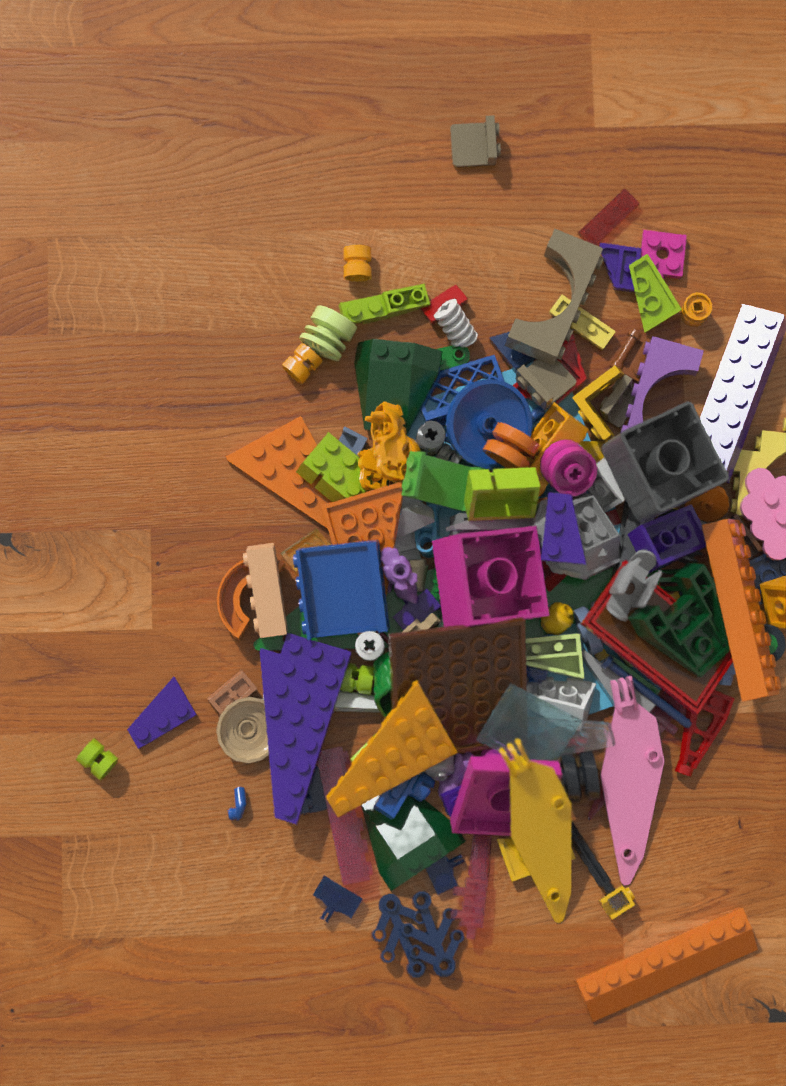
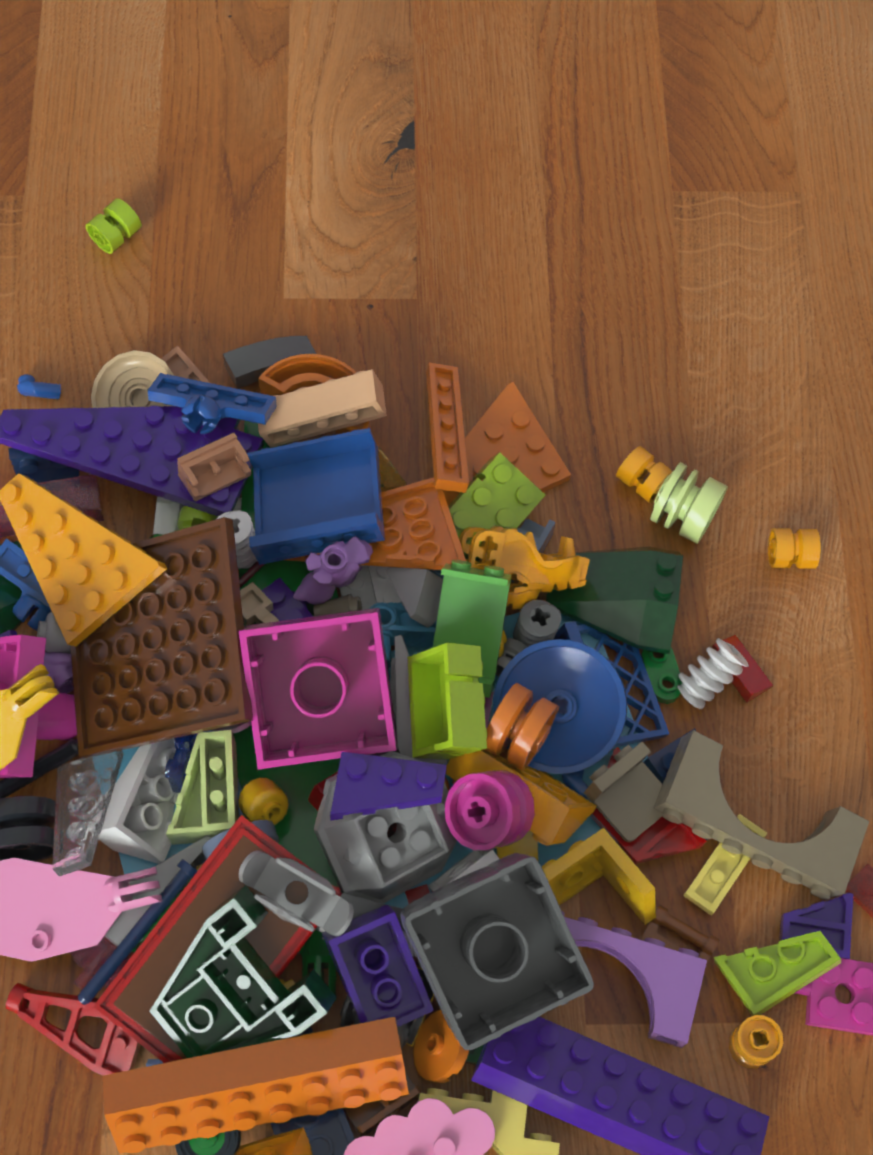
camera: 90 degrees right, 15 degrees down
(162, 715) = (167, 305): dark purple wing -> none
(211, 633) = (250, 361): none -> dark grey slope
(265, 668) = (209, 403): none -> blue plate
(275, 501) = (447, 428): none -> orange plate
(321, 661) = (213, 467): none -> nougat hinge
(386, 305) = (732, 583): lime slope -> none
(536, 723) = (92, 748): clear light blue piece -> none
(615, 406) = (598, 904): dark tan bracket -> none

